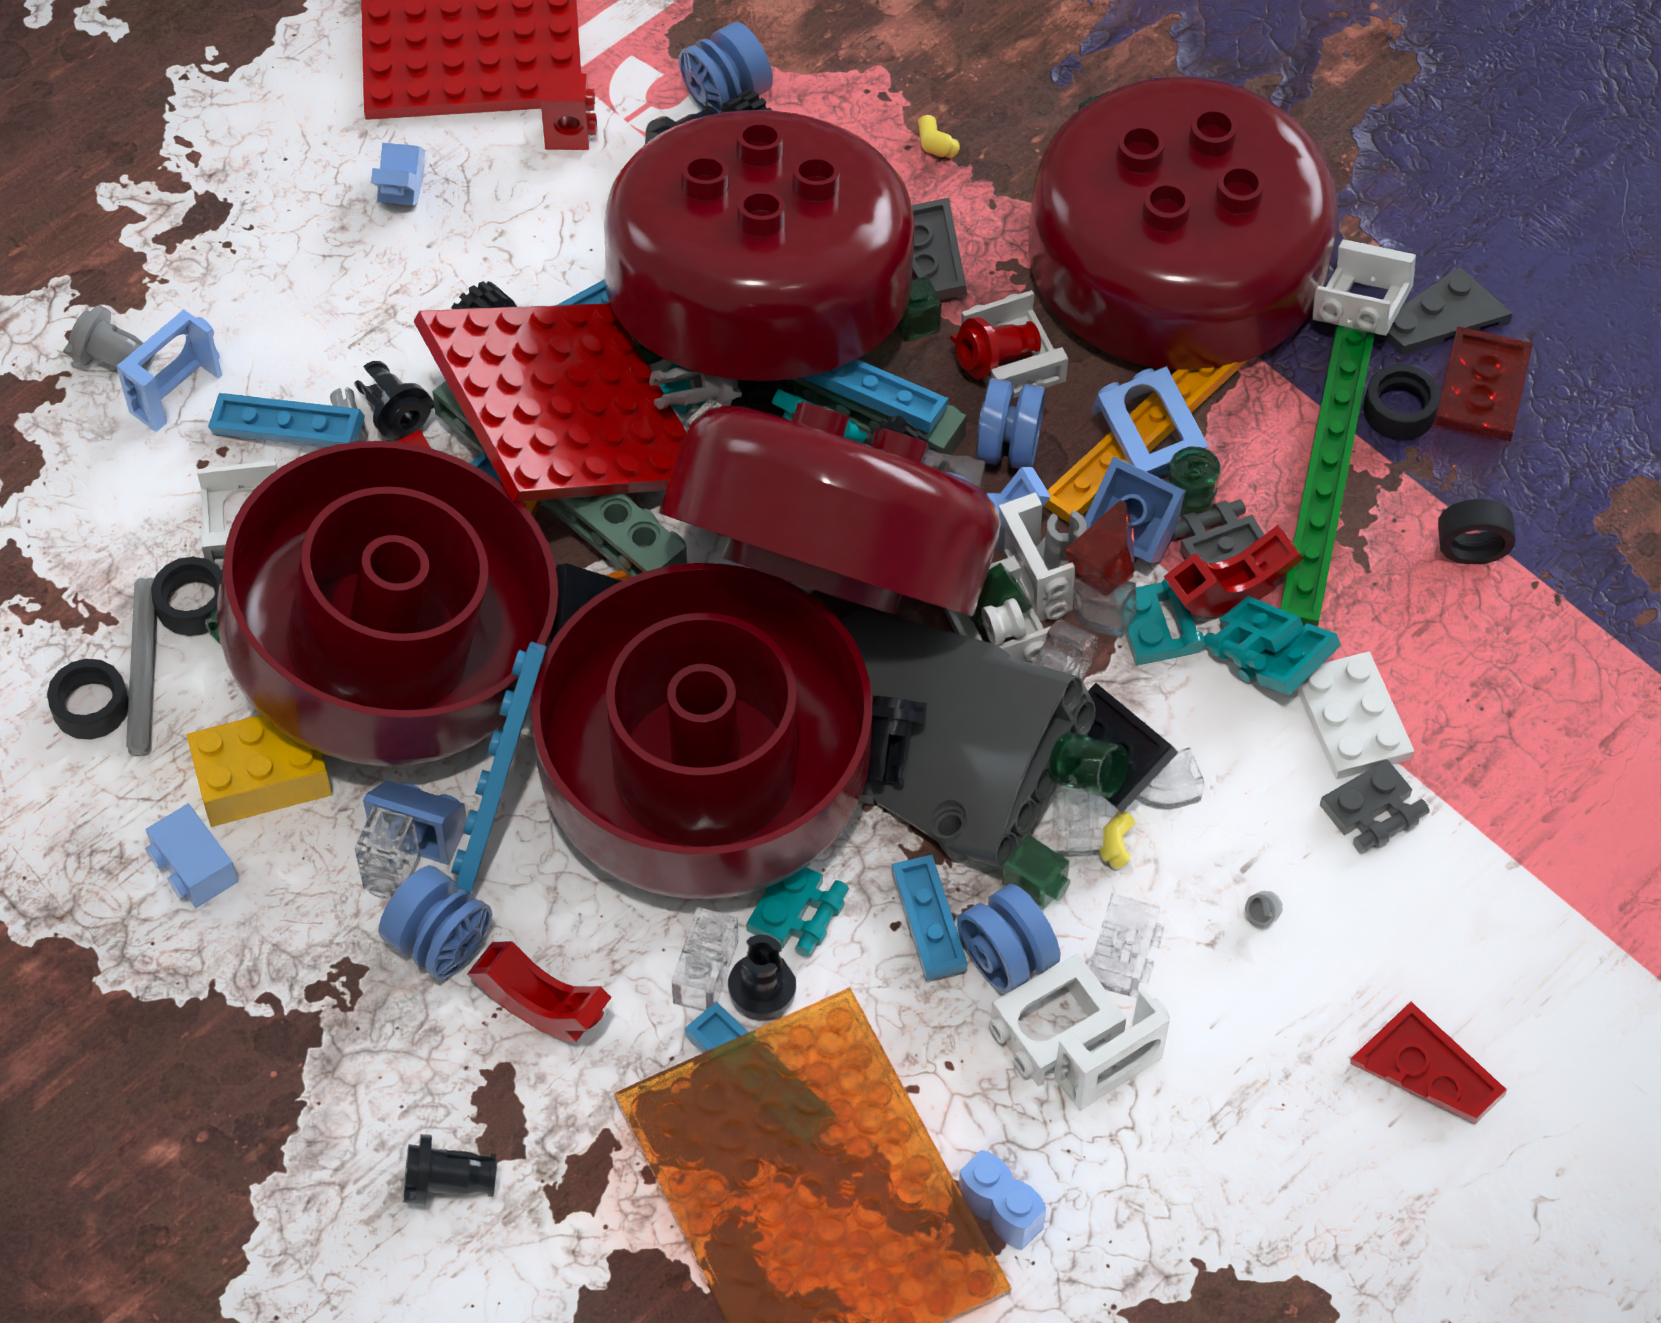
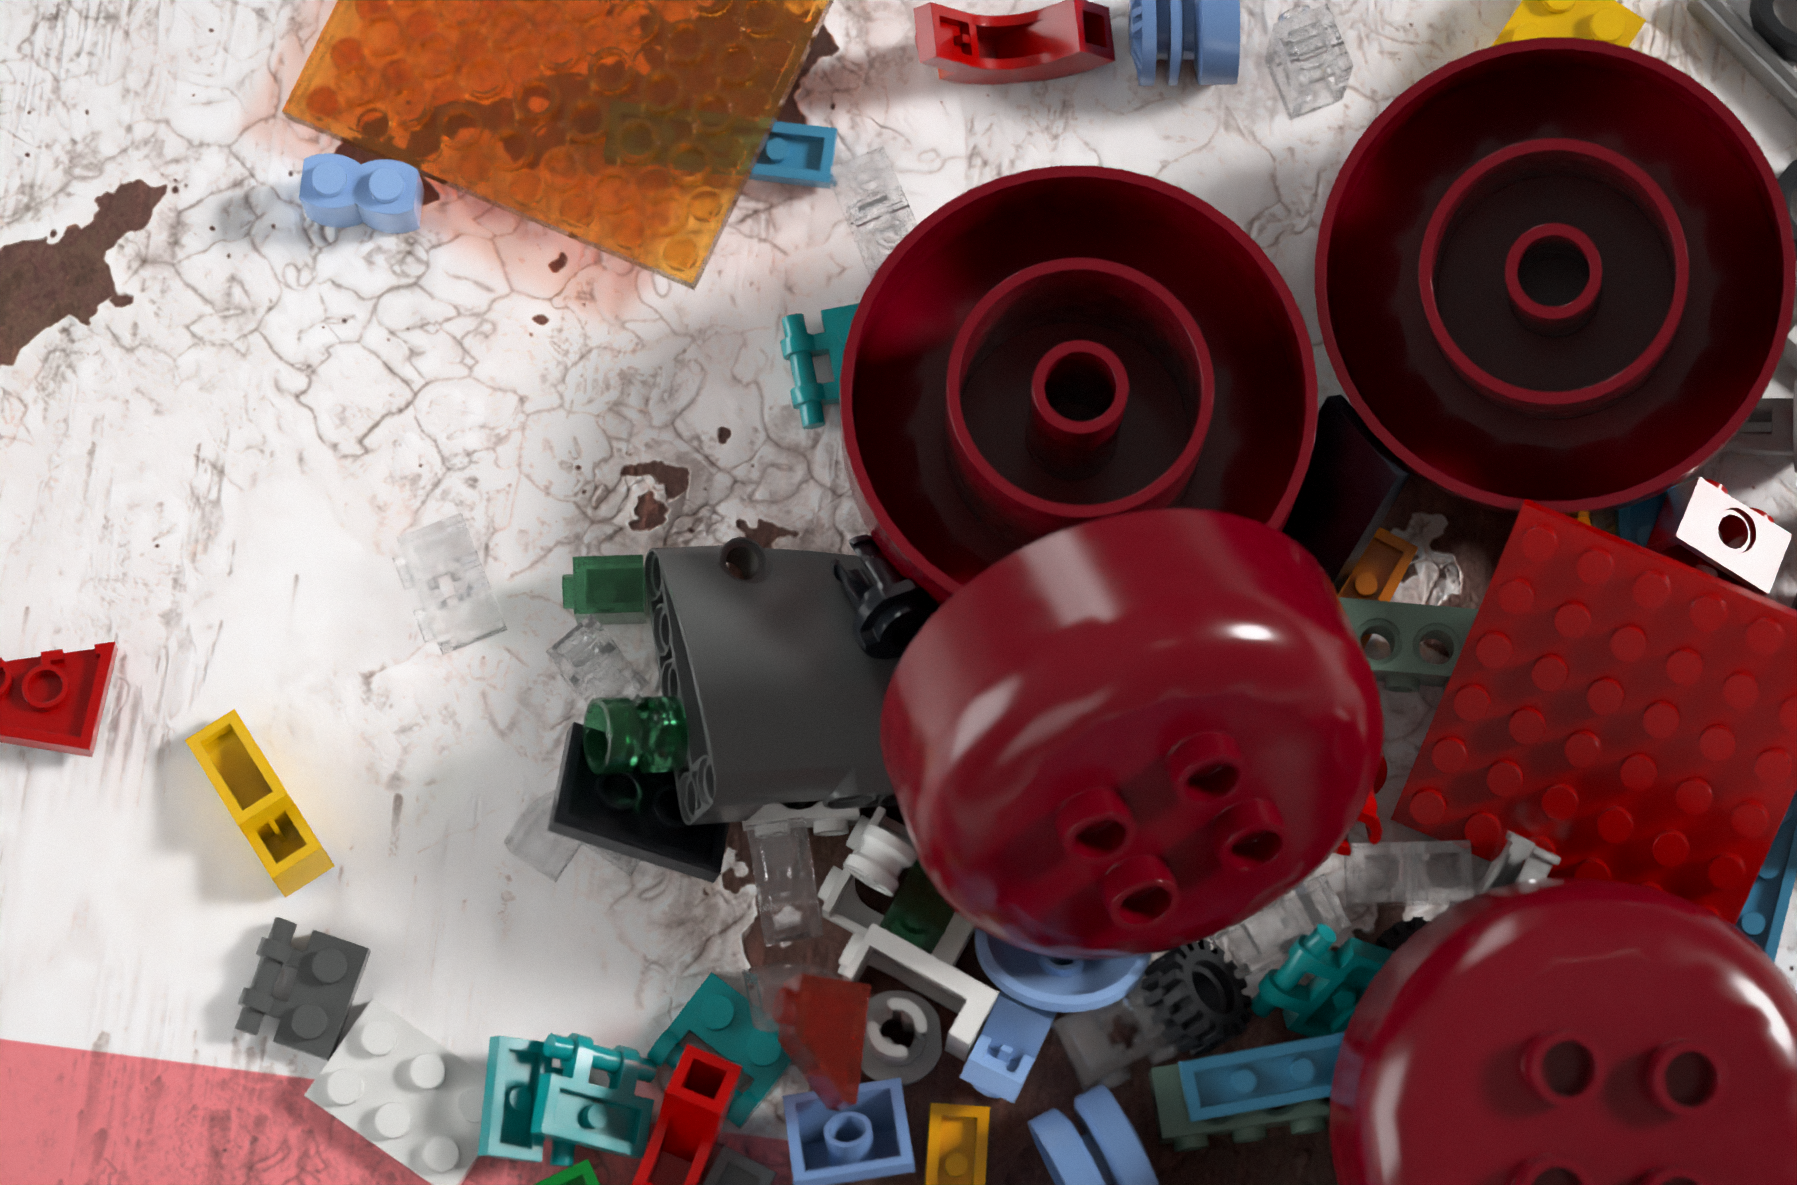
camera: 140 degrees right, 20 degrees up
(436, 818) = (1314, 128): medium blue slope -> none
(503, 748) = (1267, 215): dark azure plate -> none
(762, 981) = (800, 241): black piece -> none
(929, 917) = (688, 458): dark azure plate -> none
(1008, 938) = (570, 472): medium blue wheel -> none
(1037, 1057) = (478, 499): white panel -> none
(1078, 1069) = (366, 380): white panel -> none
(1113, 842) = (559, 703): light yellow arm -> none
(1260, 905) = (333, 753): light grey hinge -> none
(1328, 912) = (259, 803): none -> yellow slope

